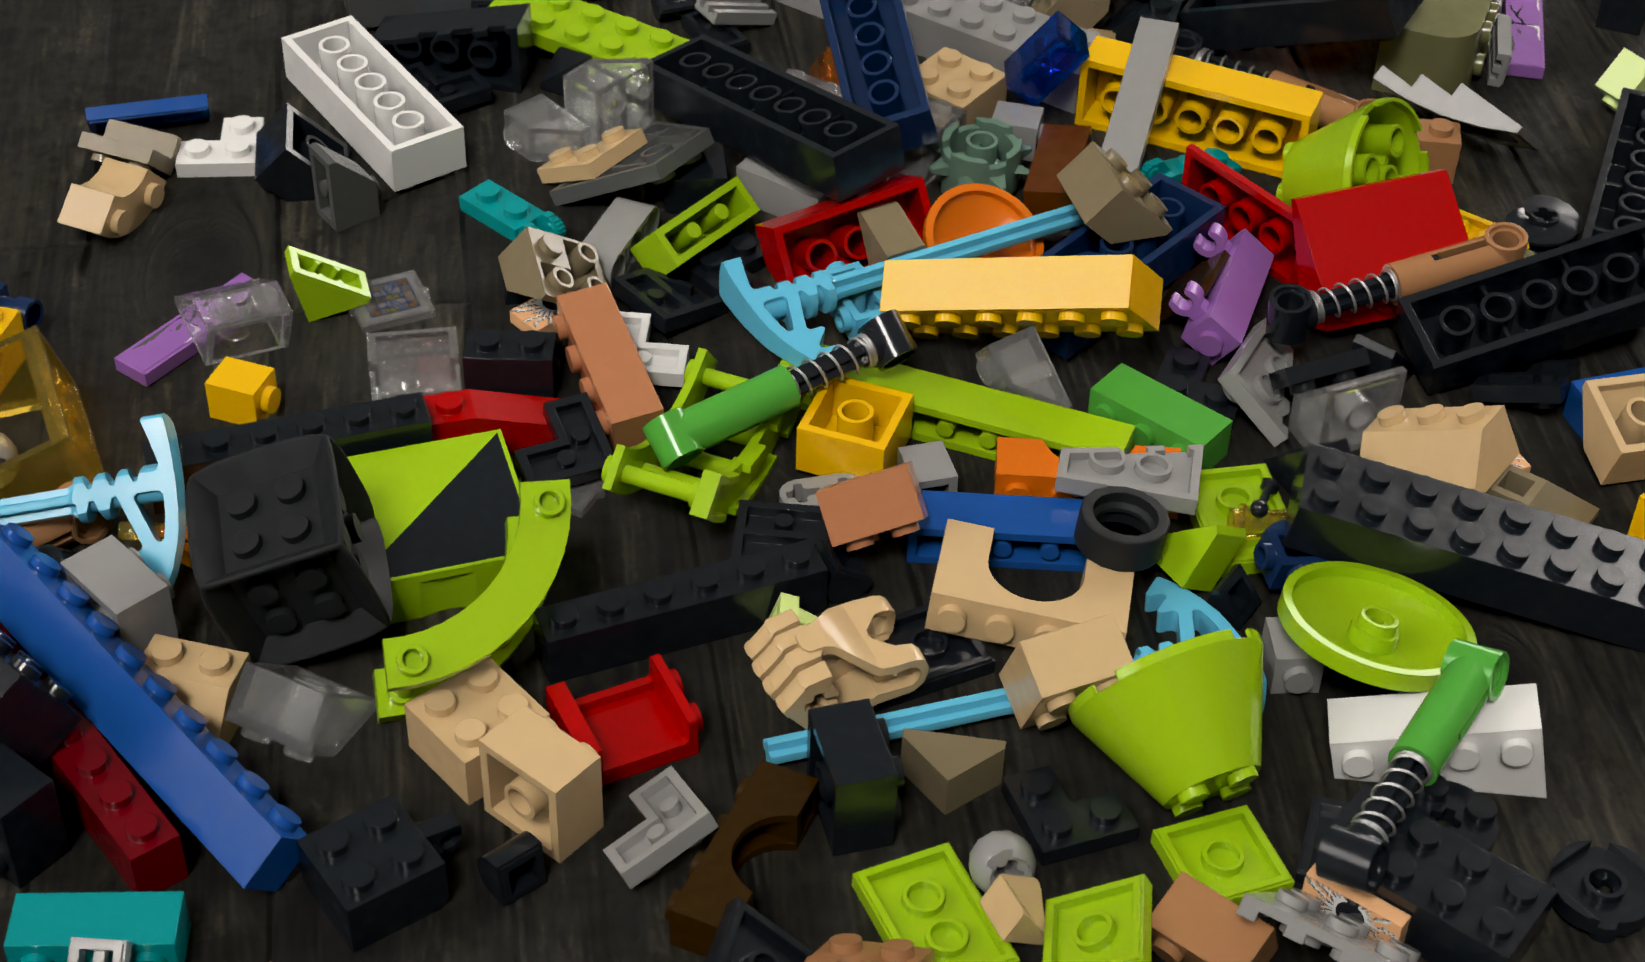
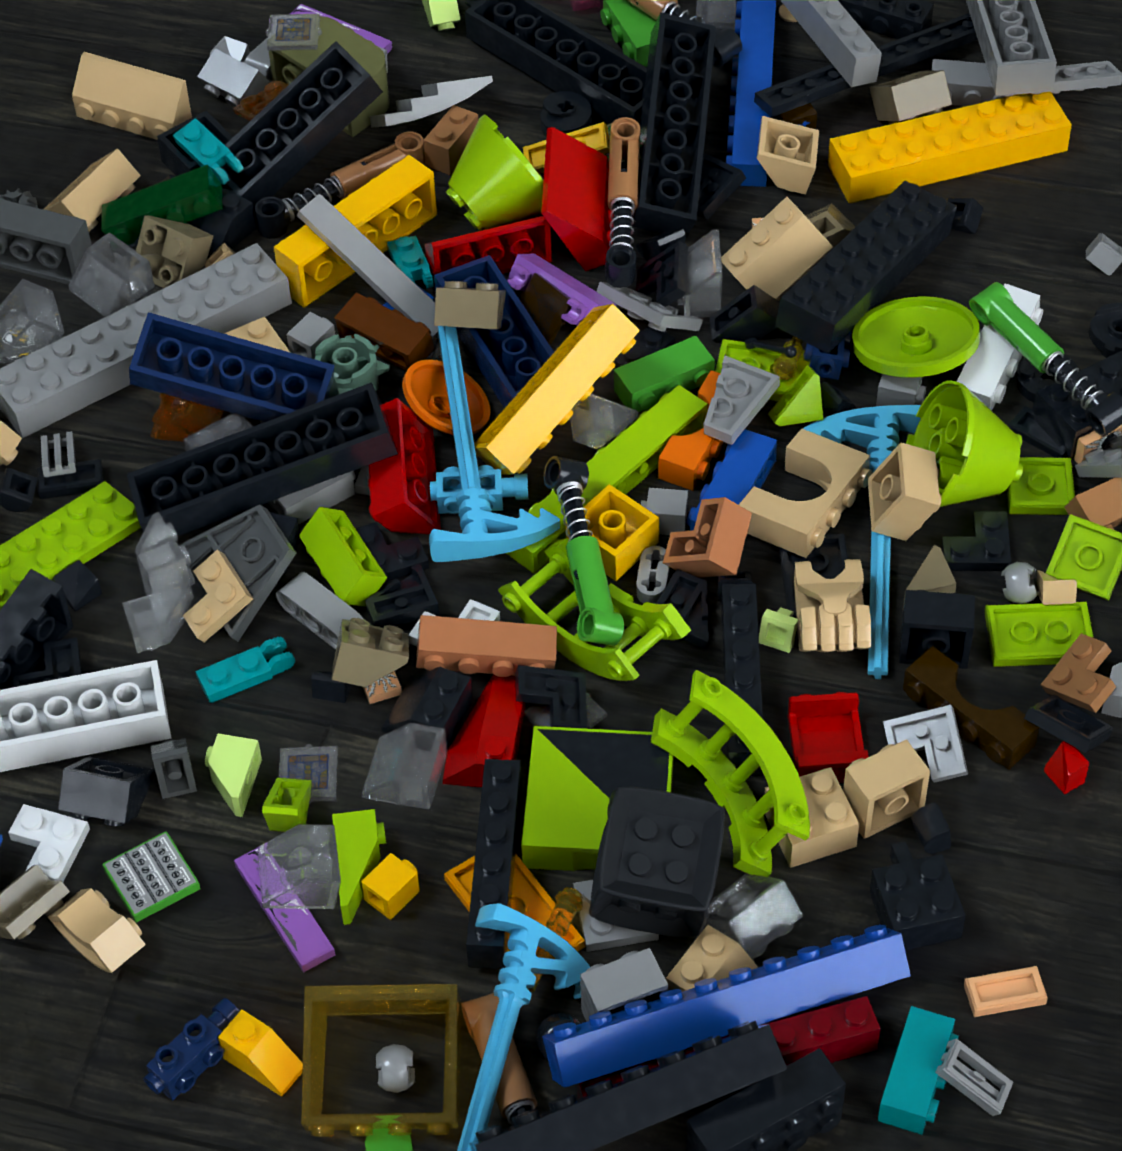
camera: 65 degrees left, 10 degrees up
(199, 222) = (151, 876): none -> tile
(294, 347) = (358, 854): none -> lime slope
(359, 237) = (234, 768): none -> yellowish green slope
(888, 233) = (431, 445): dark tan slope -> none
(1046, 59) = (279, 285): clear blue brick -> none
(1113, 549) = (785, 406): black tyre -> none

